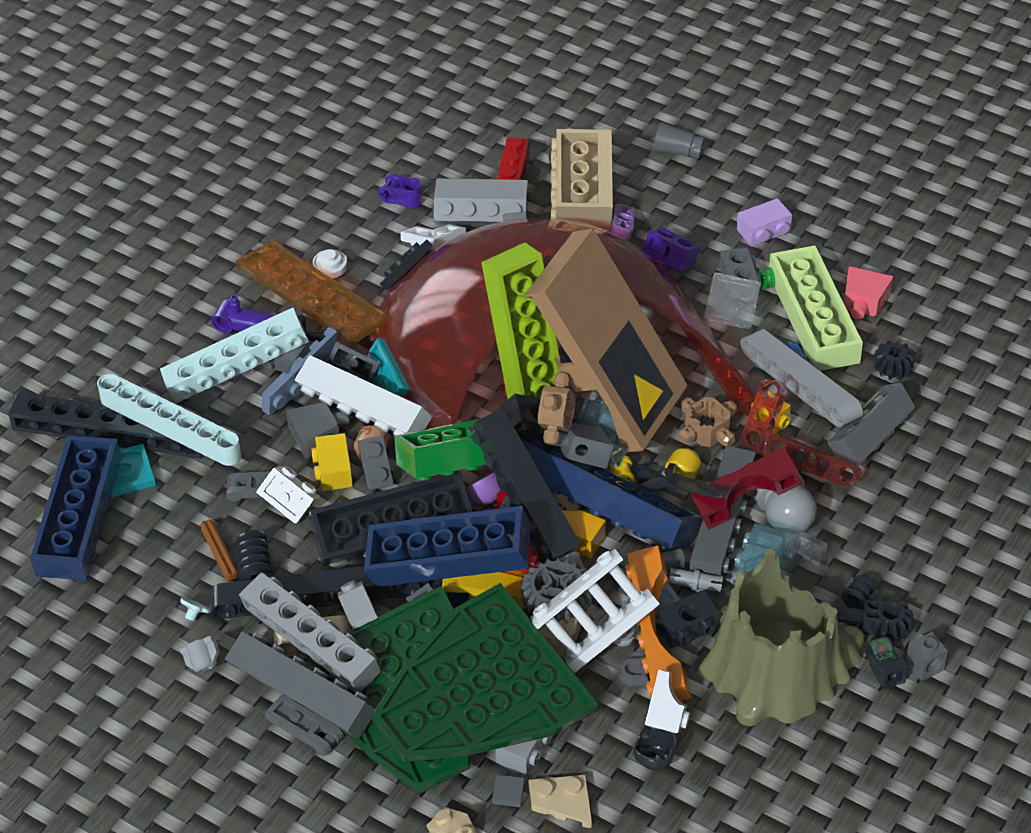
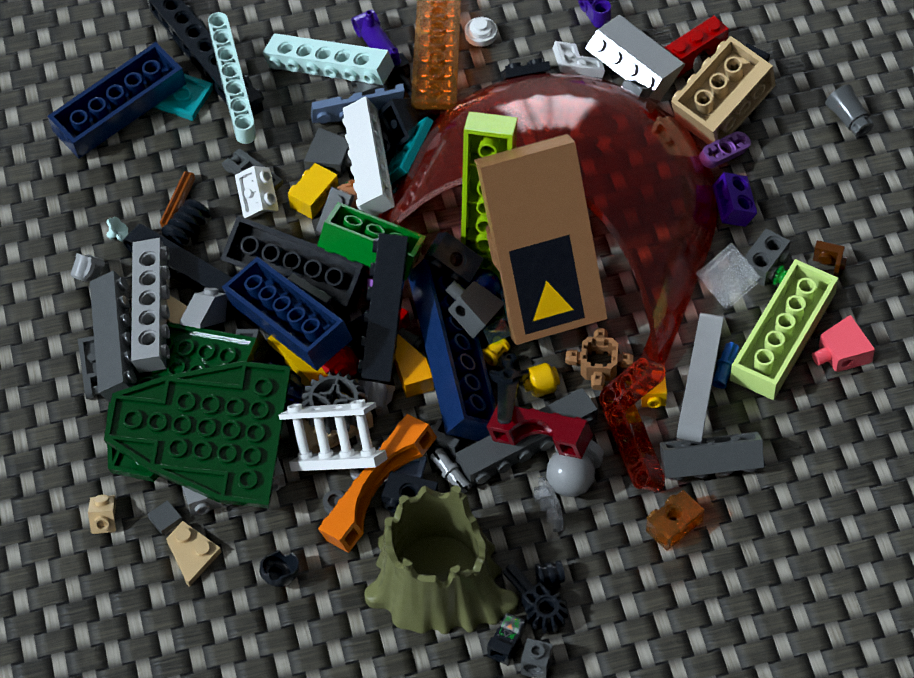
camera: 45 degrees right, 10 degrees up
(556, 408) = (462, 265): medium nougat piece -> none
(665, 708) = (312, 544): white arch -> none
(755, 546) = (500, 492): clear light blue slope -> none
(764, 222) = (837, 228): lavender brick -> none
(781, 240) = (831, 254): none -> reddish brown bracket
(893, 360) = (797, 418): black gear -> none
(898, 488) = (670, 532): none -> clear orange brick

